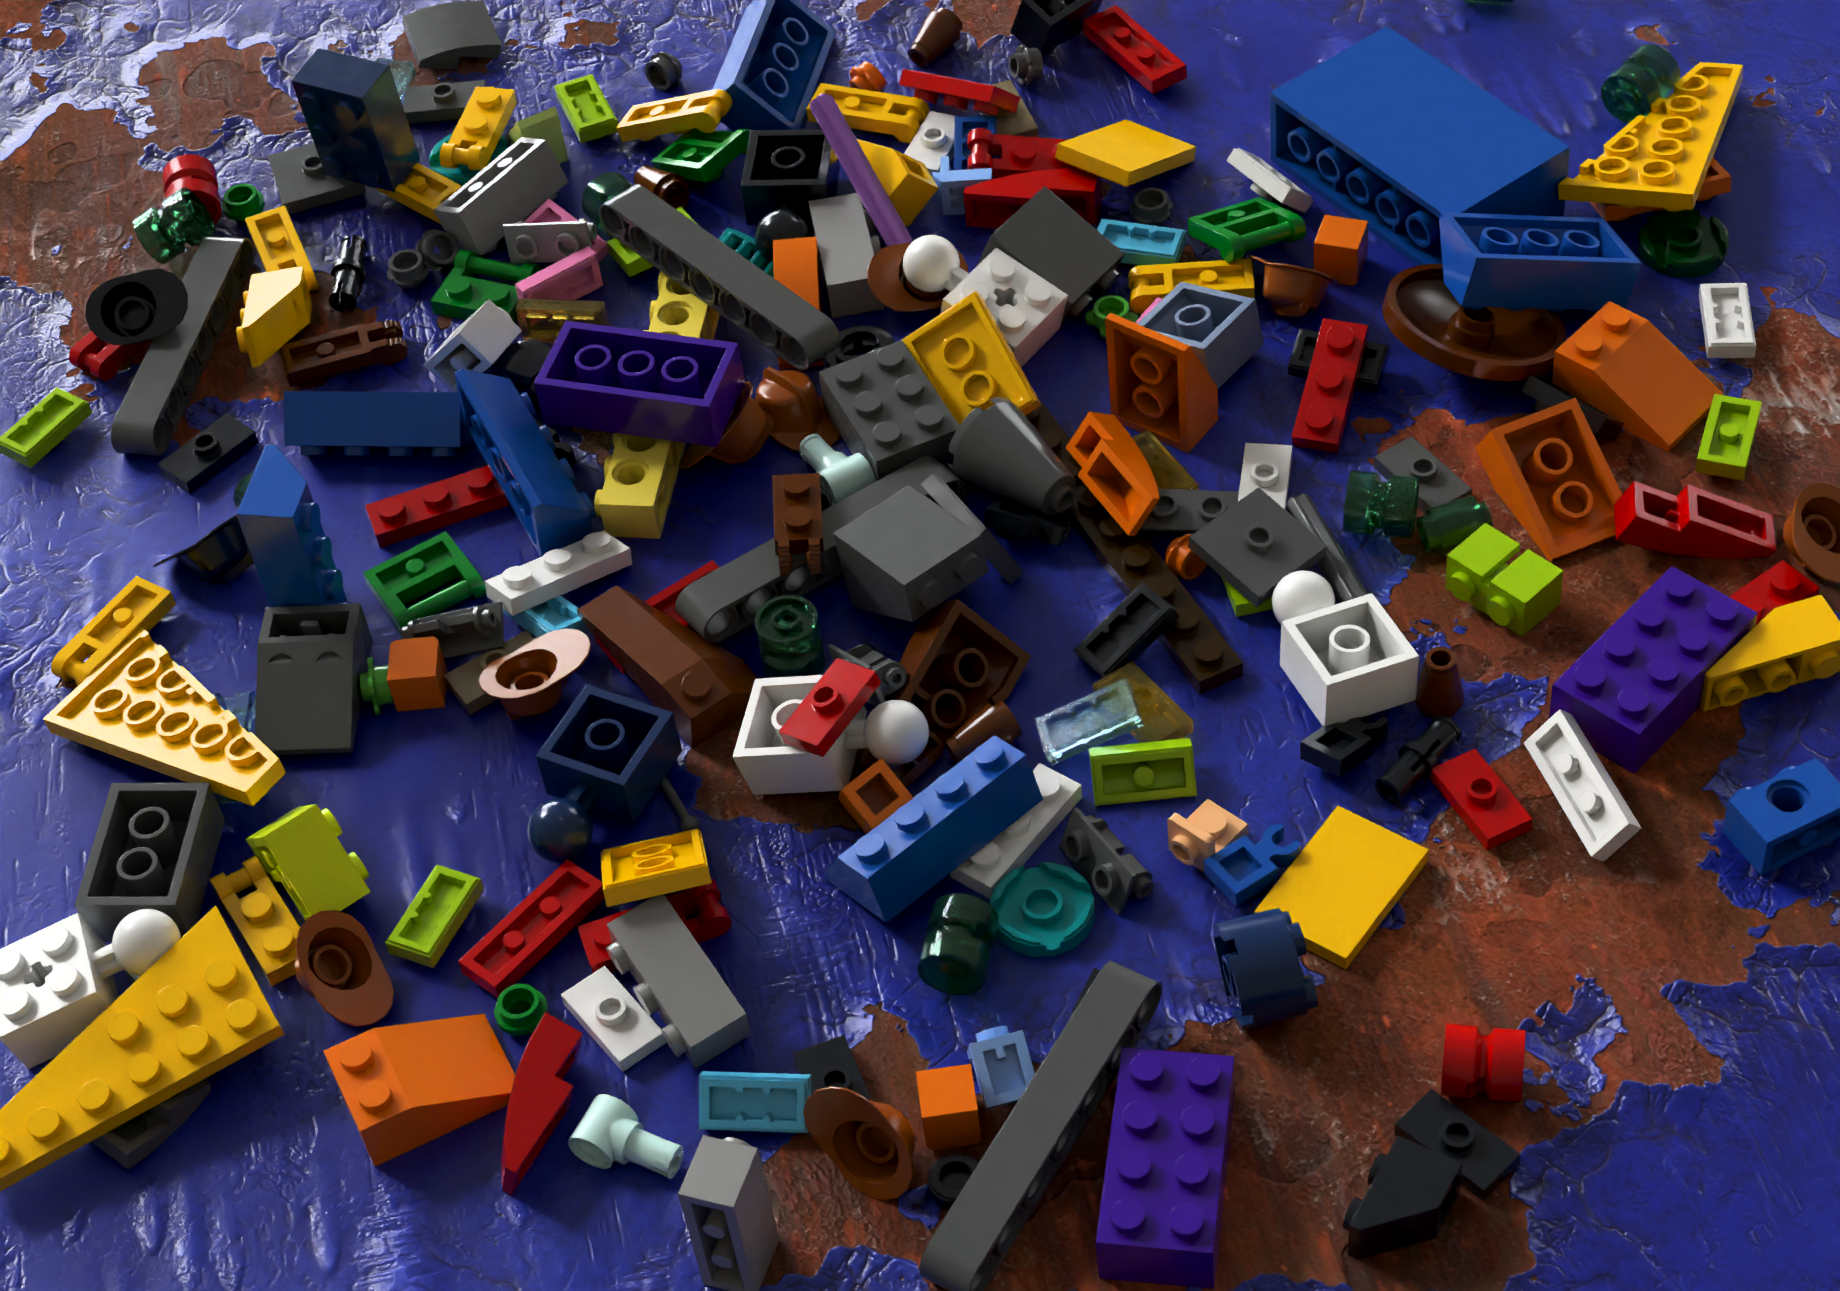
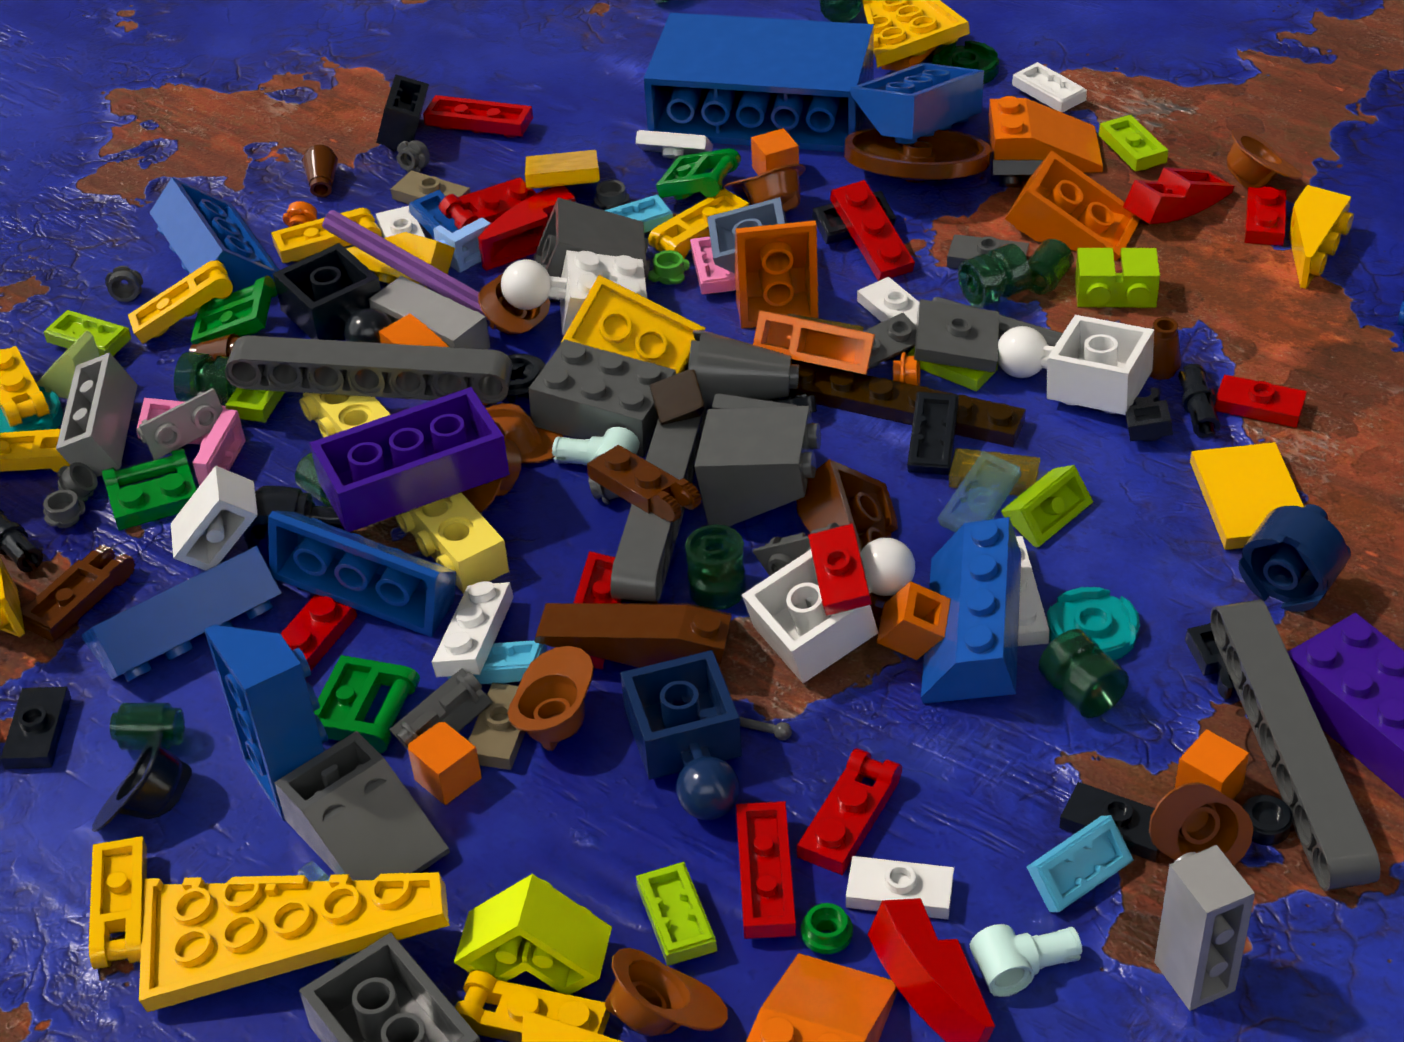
camera: 45 degrees left, 5 degrees down
(375, 685) = (422, 787): bright green plate -> none
(545, 318) = (266, 465): clear yellow plate -> none
(654, 867) = (825, 758): yellow tile -> none
(676, 981) = (933, 821): light grey brick -> none
(920, 456) = (677, 397): none -> dark brown slope
(959, 93) = (394, 187): red plate -> none
(986, 723) = (924, 538): reddish brown cone -> none
(1001, 1066) = (1201, 714): light blue bracket -> none
(1097, 857) = (1091, 567): dark grey hinge -> none
(1203, 833) = (1136, 518): light nougat bracket -> none
(1248, 867) = (1187, 515): blue plate -> none
(1582, 785) = (1310, 356): white plate -> none
(1650, 667) = (1266, 276): dark purple brick -> none

